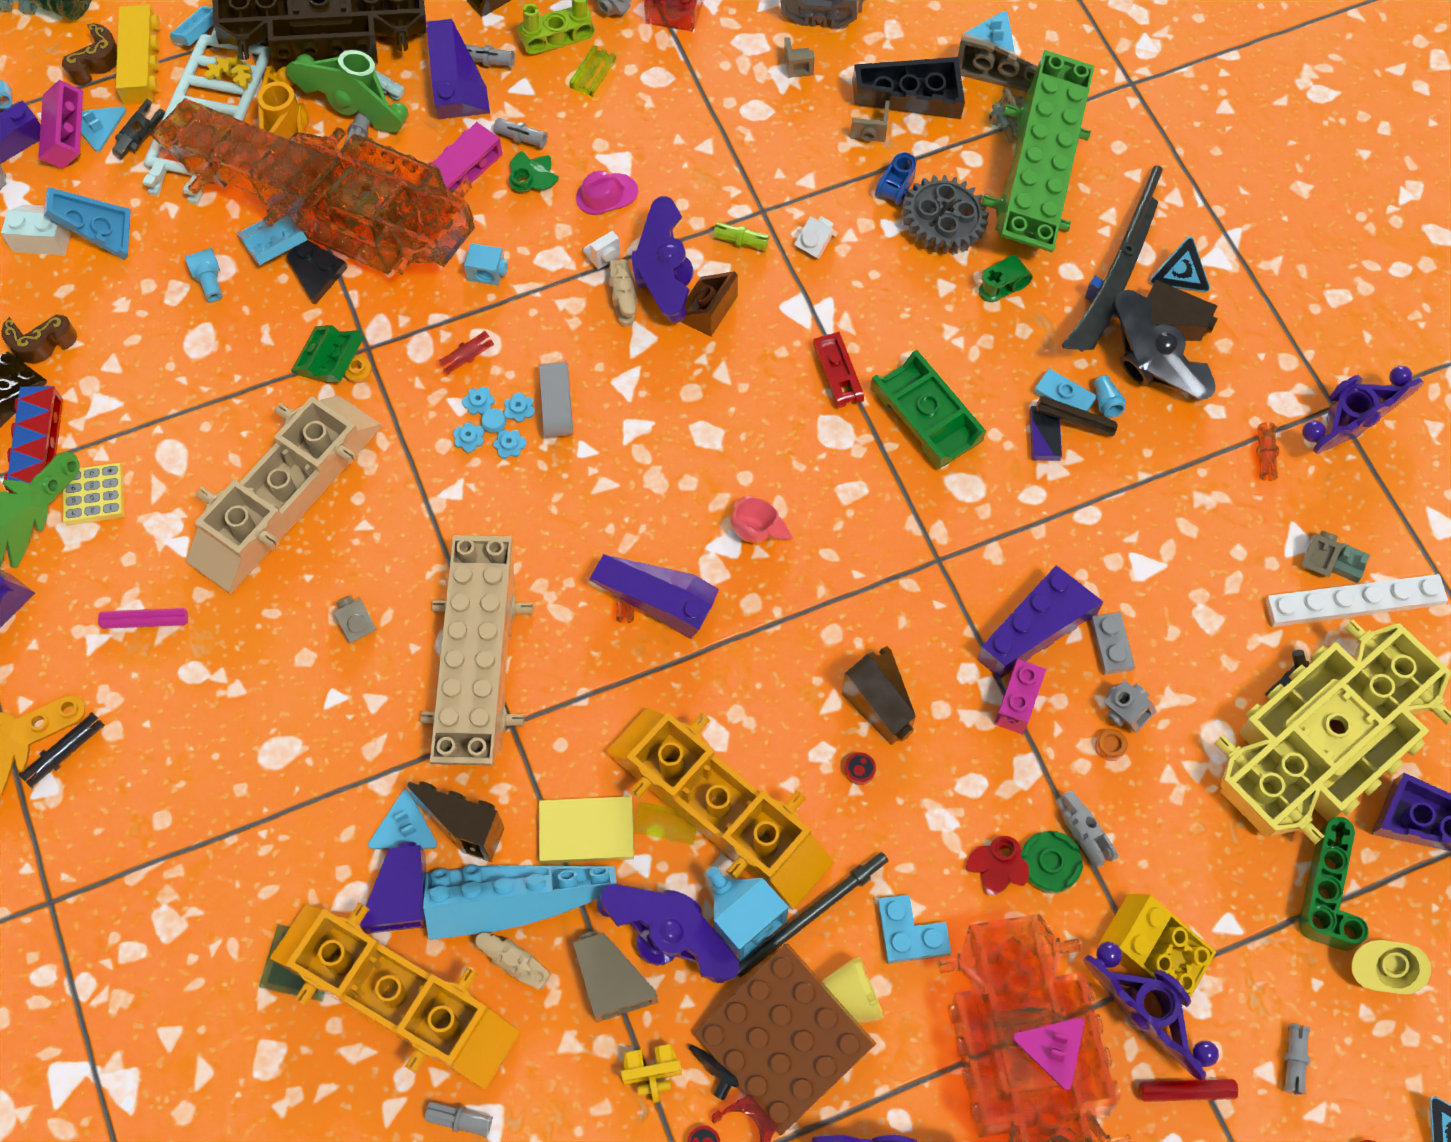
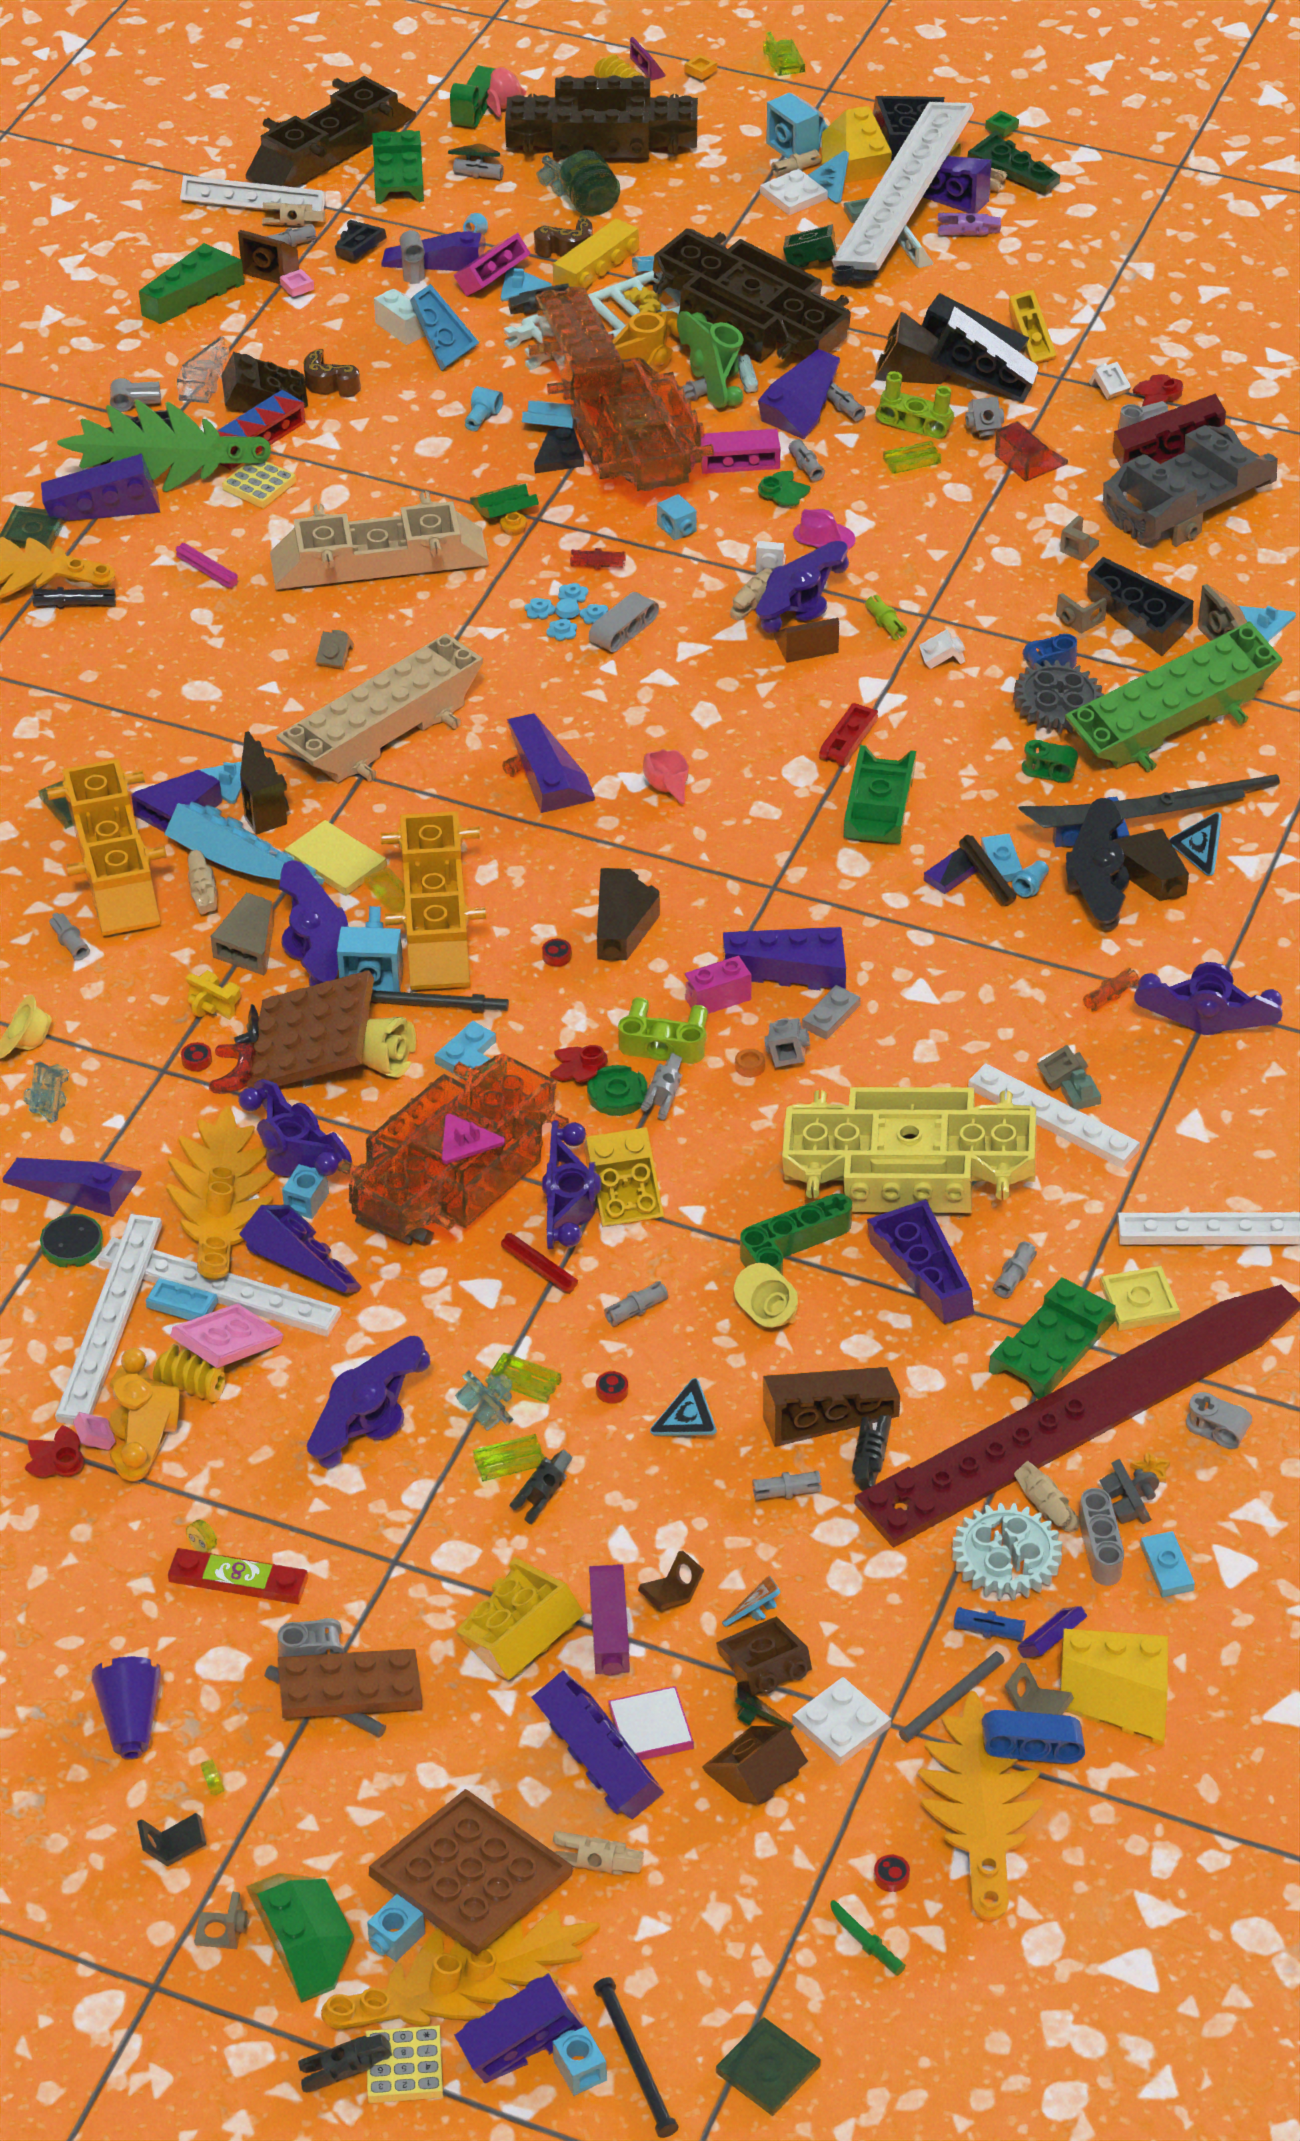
camera: 45 degrees right, 20 degrees down
(1032, 785) = (660, 1037): none -> lime piece

